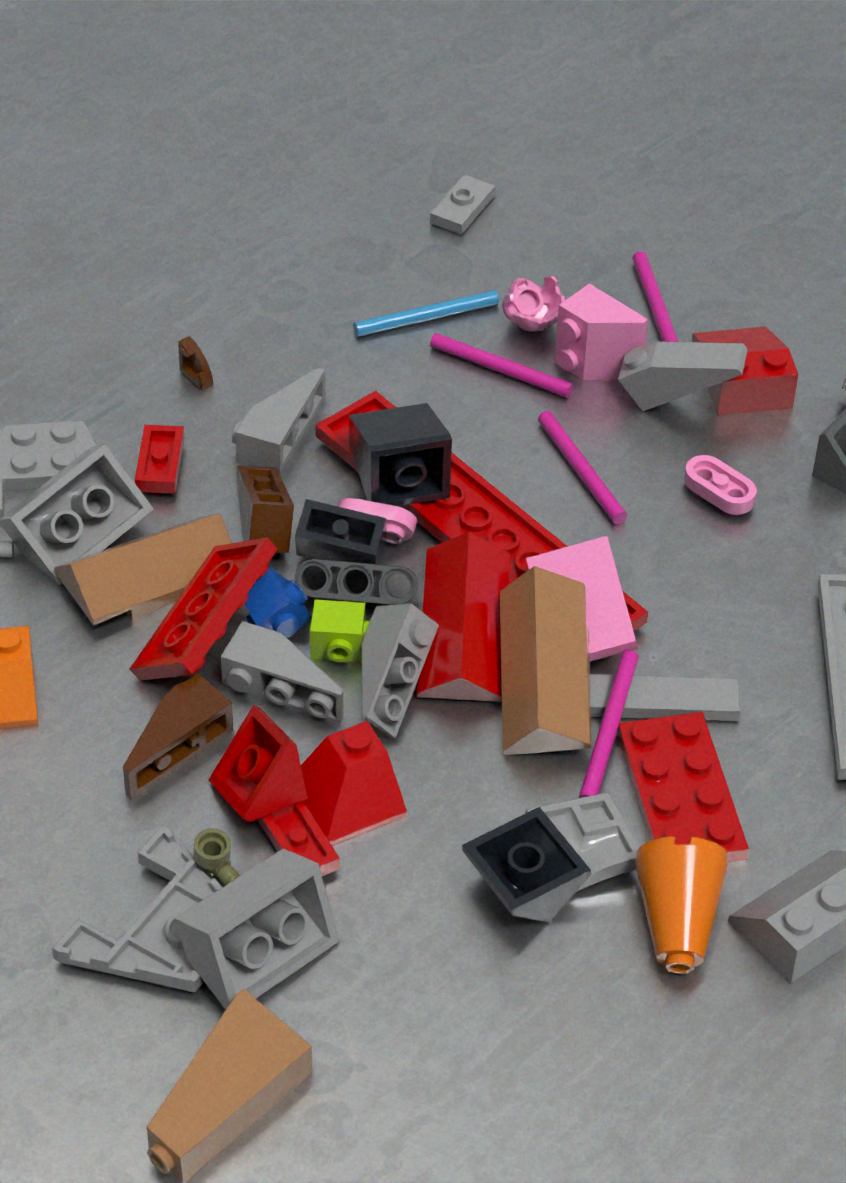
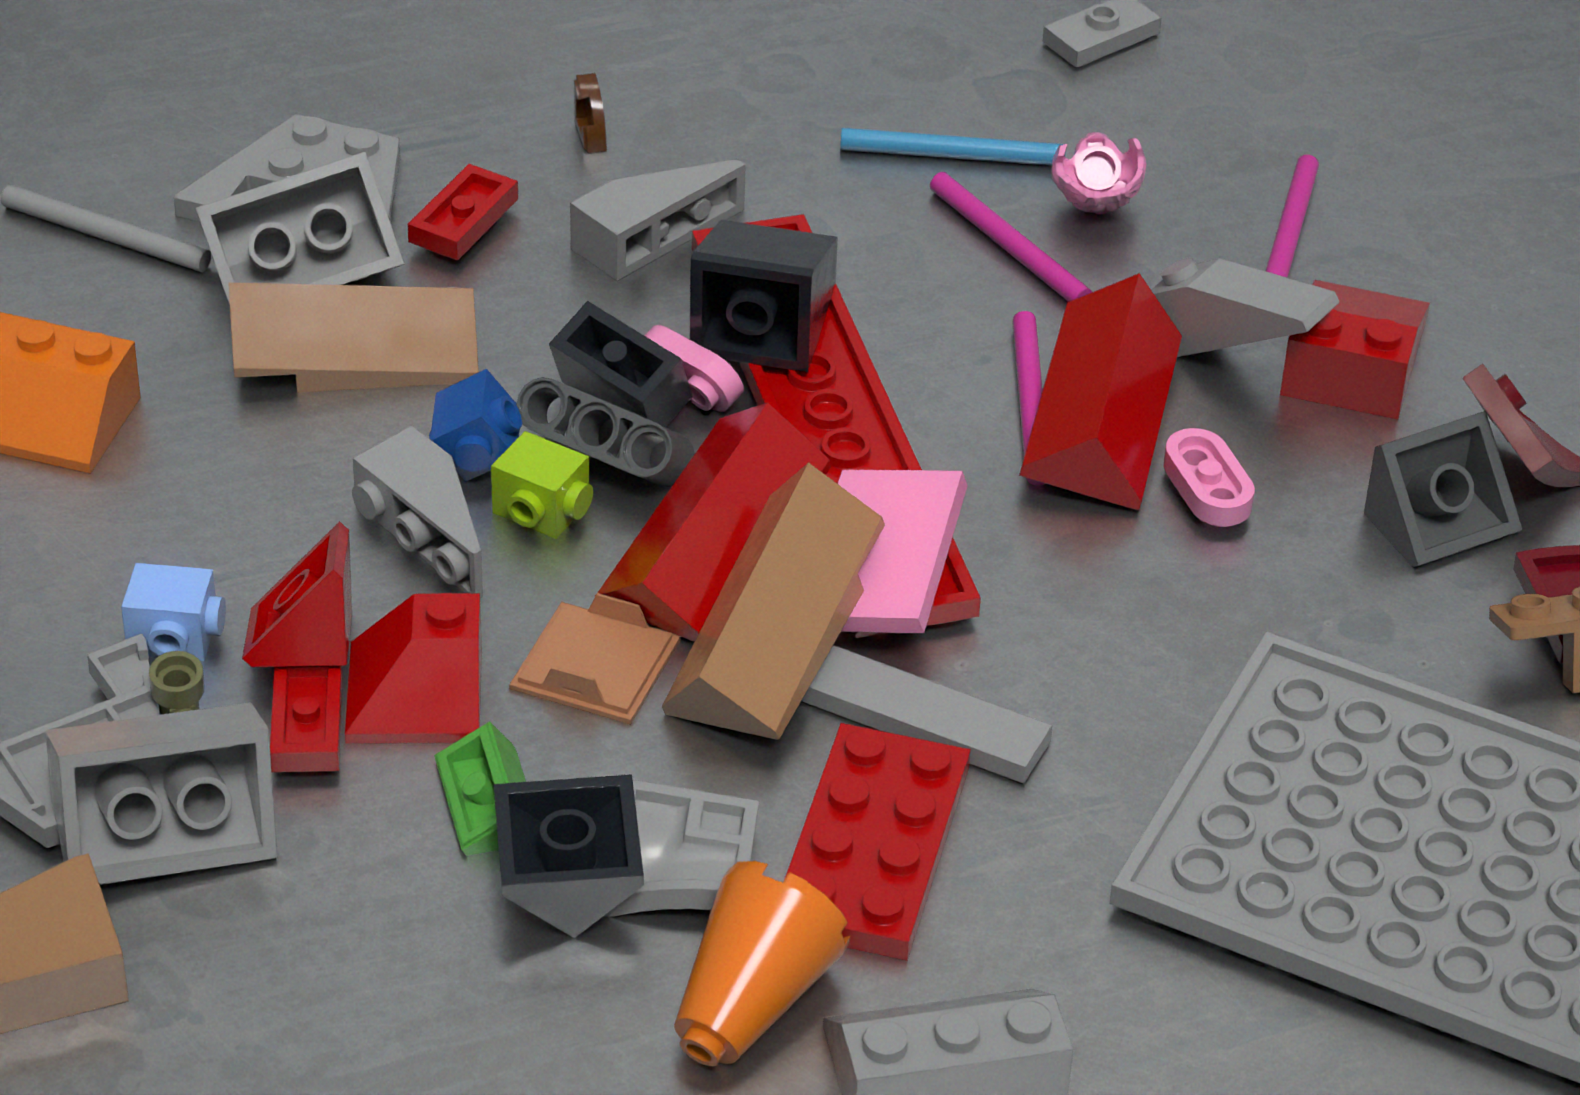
camera: 25 degrees right, 5 degrees down
(169, 800) = (173, 608): none -> light blue brick
(182, 727) = (244, 531): reddish brown slope -> none
(204, 610) = (360, 405): red plate -> none
(264, 506) = (543, 305): reddish brown slope -> none
(392, 662) = (576, 546): light grey slope -> none
(434, 848) = (468, 778): none -> bright green slope
(442, 735) = (597, 659): none -> nougat piece
(596, 334) = (1148, 221): bright pink slope -> none
(609, 724) = (826, 717): dark pink bar -> none
(629, 452) = (1104, 394): none -> red slope

